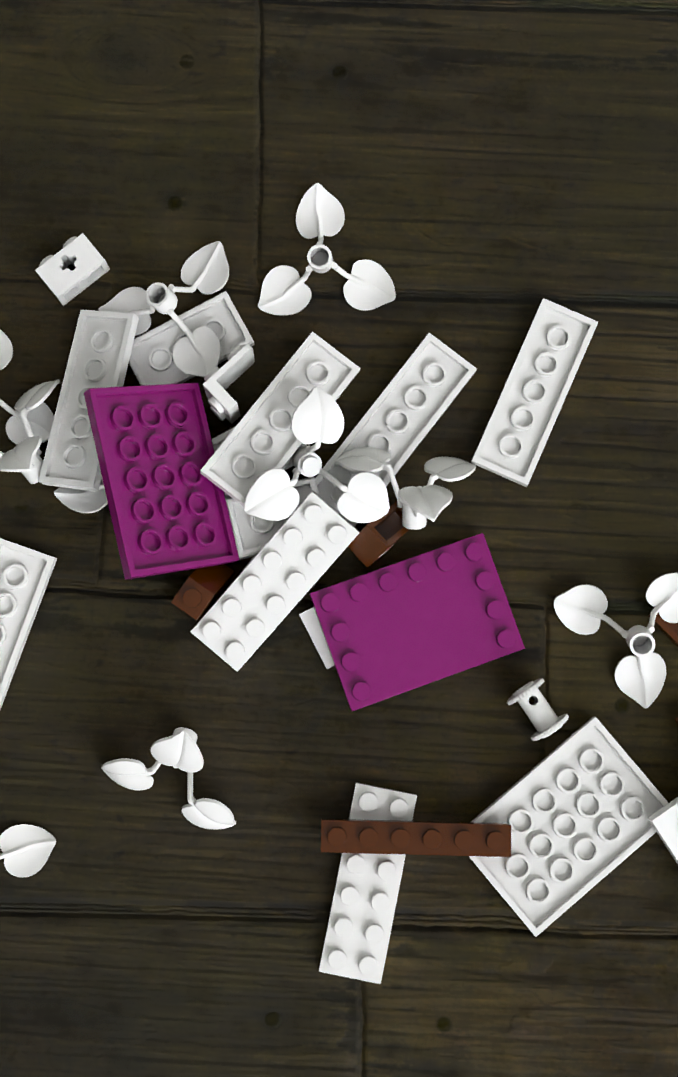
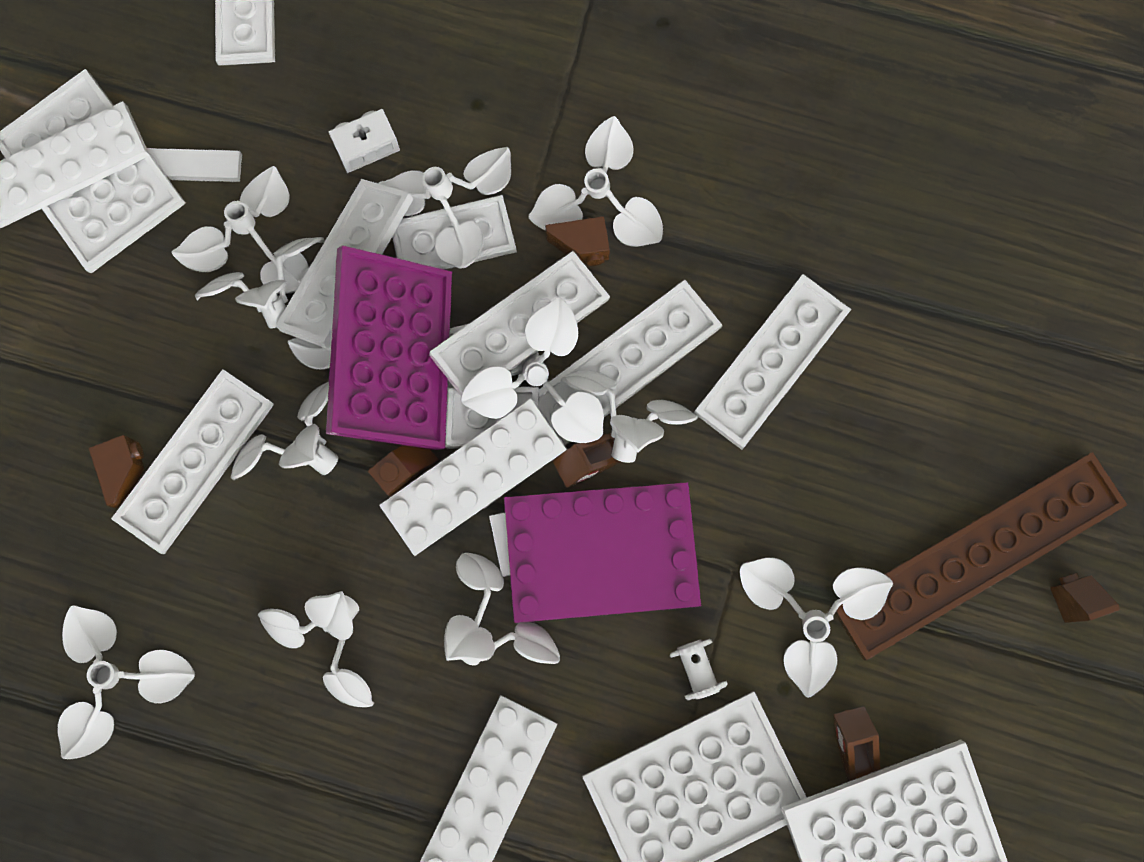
camera: 20 degrees right, 5 degrees down
(106, 599) = (305, 449): none -> white plant
(220, 379) = (477, 272): white bracket -> none
(319, 741) = (475, 644): none -> white plant
(320, 314) = (584, 237): none -> reddish brown slope
(416, 837) = (544, 765): reddish brown plate -> none

